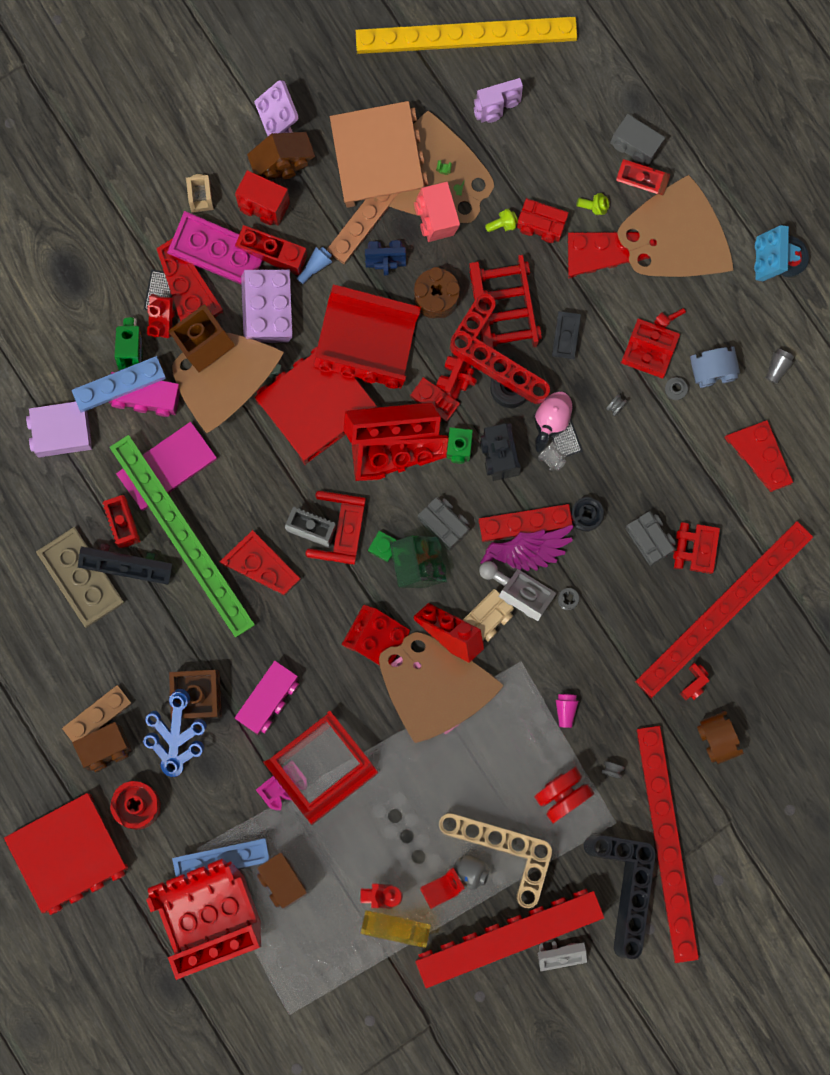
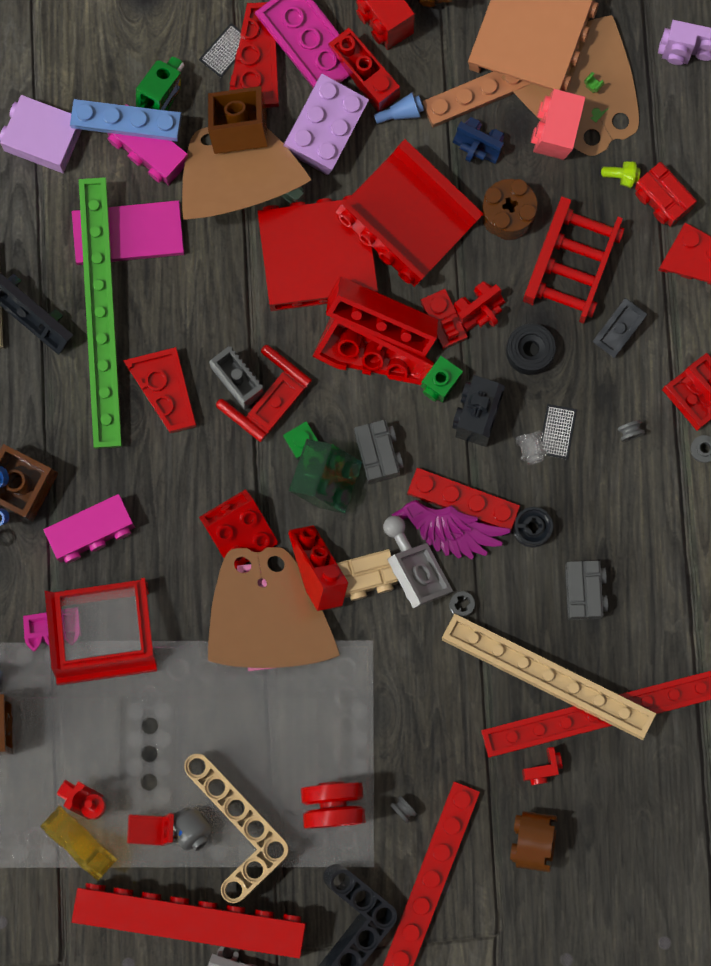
camera: 30 degrees right, 0 degrees up
(121, 521) = (47, 262): red brick -> none
(160, 316) = (210, 74): red hips -> none
(492, 356) = (528, 307): red beam -> none
(552, 418) = (555, 406): bright pink hair -> none
(566, 709) = (392, 717): dark pink cone -> none
(661, 615) = (548, 676): none -> tan plate
(703, 550) = (634, 634): red plate -> none

